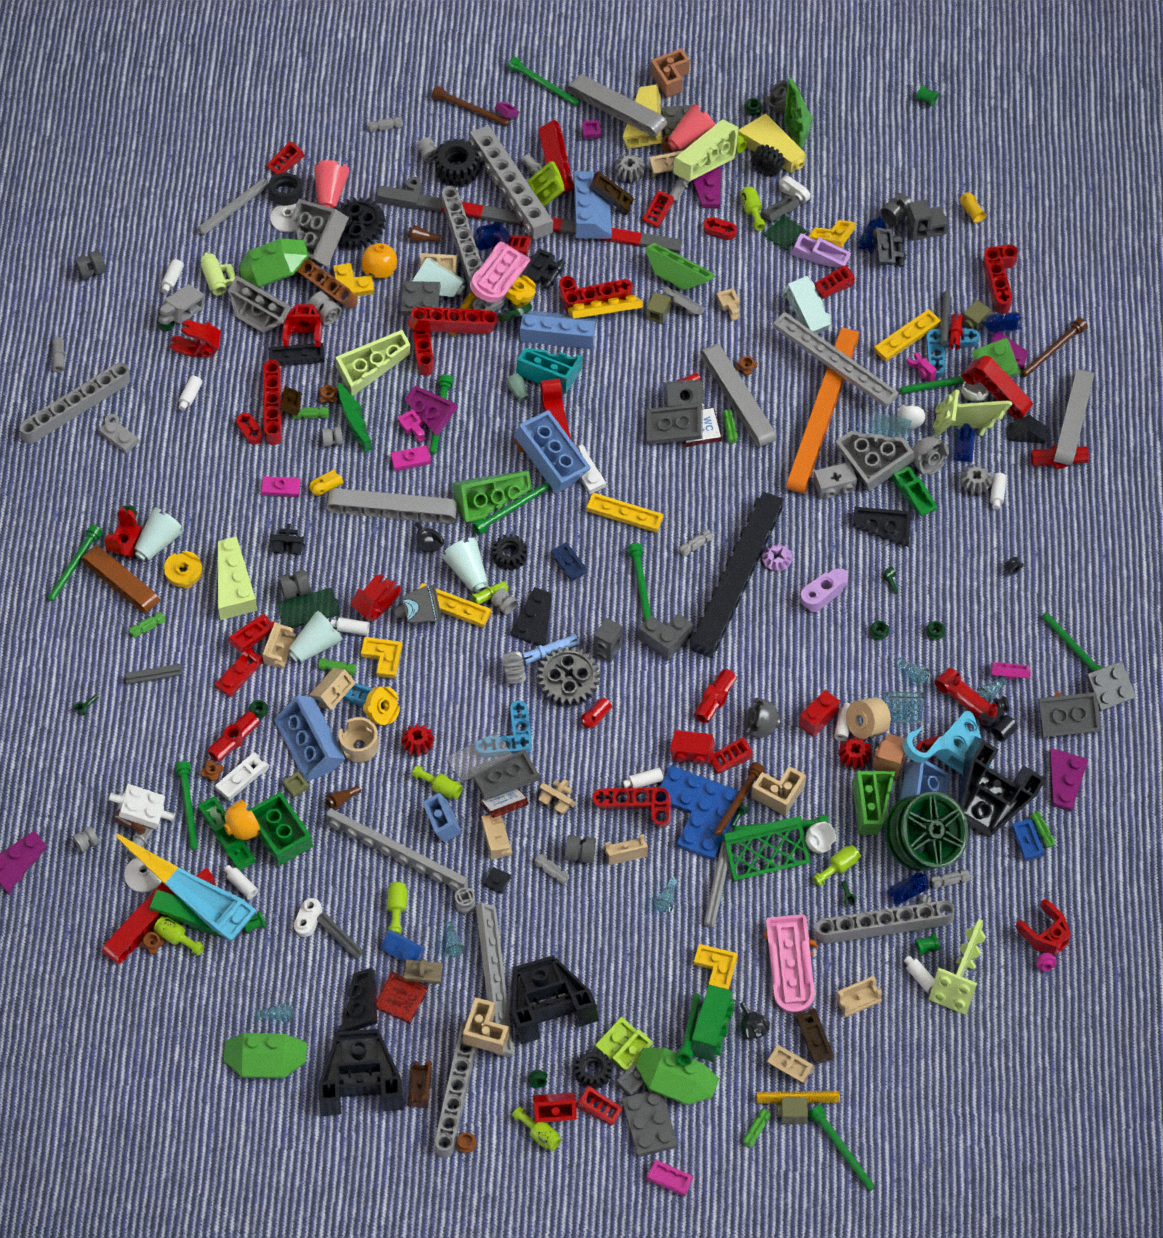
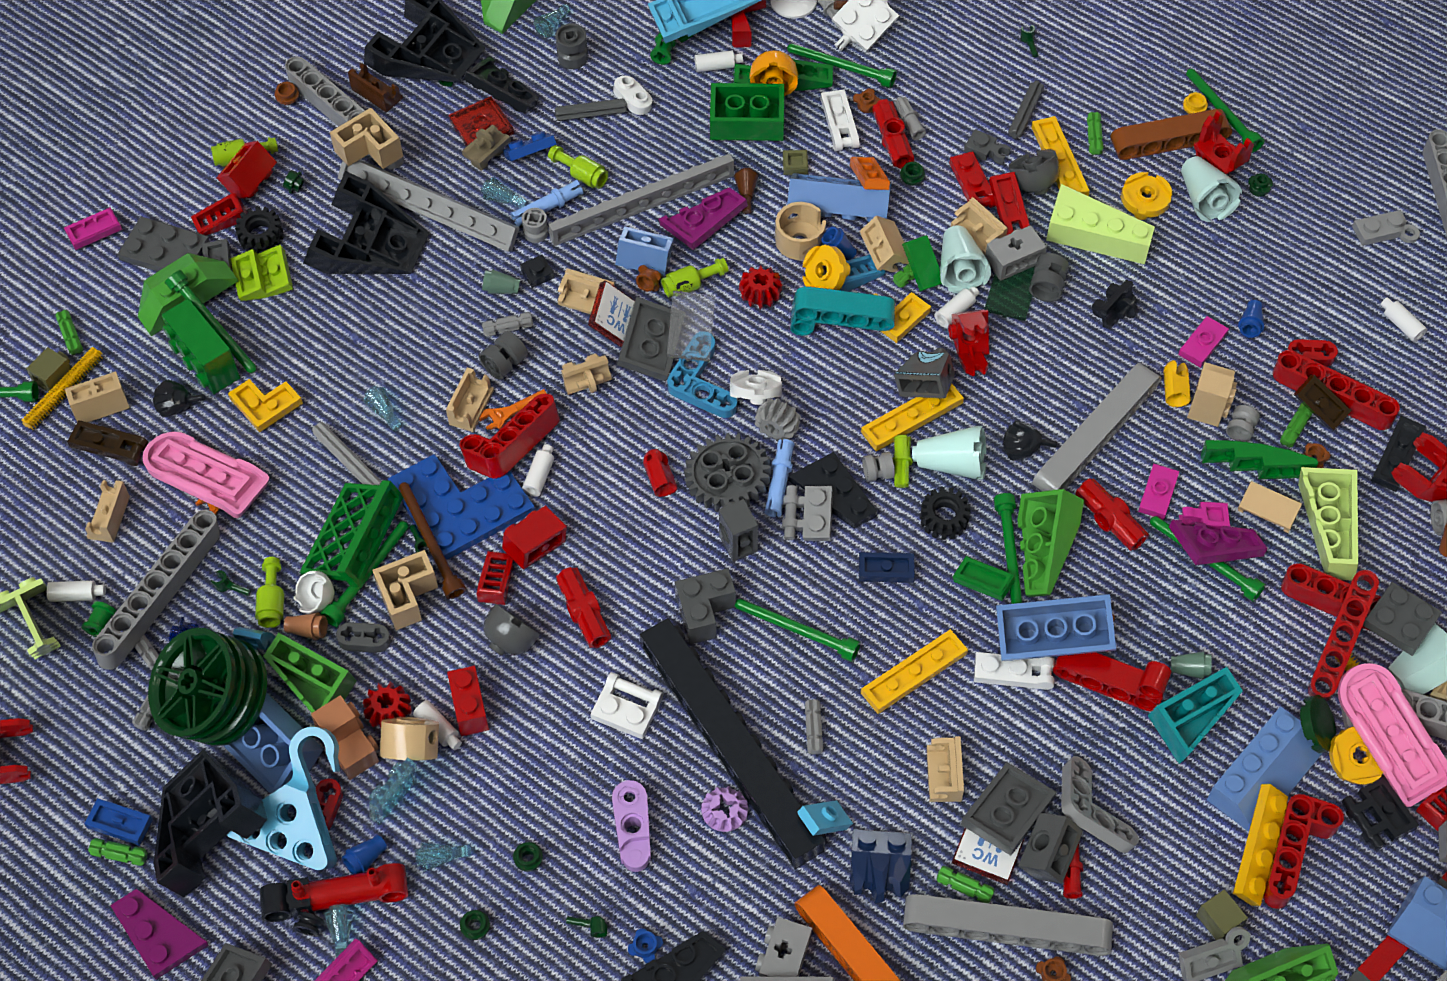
camera: 125 degrees right, 0 degrees up
(81, 580) = (1195, 103): none -> yellow plate
(185, 631) = (1051, 137): none -> yellow plate
(203, 682) = (985, 146): none -> dark grey plate
(210, 737) = (910, 118): none -> light grey axle
(211, 632) = (1036, 172): none -> dark grey cylinder
(247, 467) = (1252, 320): none -> blue cone
(285, 722) = (869, 173): none -> orange tile
(288, 611) = (1014, 252): none -> light grey brick
(296, 977) = (571, 46): none -> dark grey wheel
(324, 458) = (1213, 395): none -> tan brick
(334, 657) = (923, 262): none -> green tile
(358, 710) = (836, 237): none -> blue cone
(384, 397) = (1270, 506): none -> tan hinge
(385, 806) = (701, 221): none -> magenta wing
(411, 676) = (840, 308): none -> teal beam
(439, 907) = (555, 198): none -> light blue pin
(446, 470) = (1112, 514): none -> red piece
(459, 806) = (648, 279): none -> dark orange plate
(508, 692) = (755, 387): none -> white plate
(526, 893) = (500, 283): none -> sand green cone
(538, 511) = (984, 578): none -> green tile
(561, 614) = (817, 513): none -> light grey plate
(619, 829) = (501, 415): none -> orange piece
(653, 387) = (1078, 806): none -> light grey beam
(673, 466) = (945, 770): none -> tan hinge
(748, 500) = (824, 817): none -> medium azure plate
(750, 467) = (880, 863): none -> dark blue plate
(761, 637) = (623, 713): none -> white plate
(825, 796) = (363, 637): none -> dark grey beam
(841, 830) = (308, 625): none -> nougat cone
(872, 842) = (257, 638): none -> dark azure slope
(880, 542) = (642, 937): none -> blue plate
(944, 705) = (363, 855): none -> blue cone

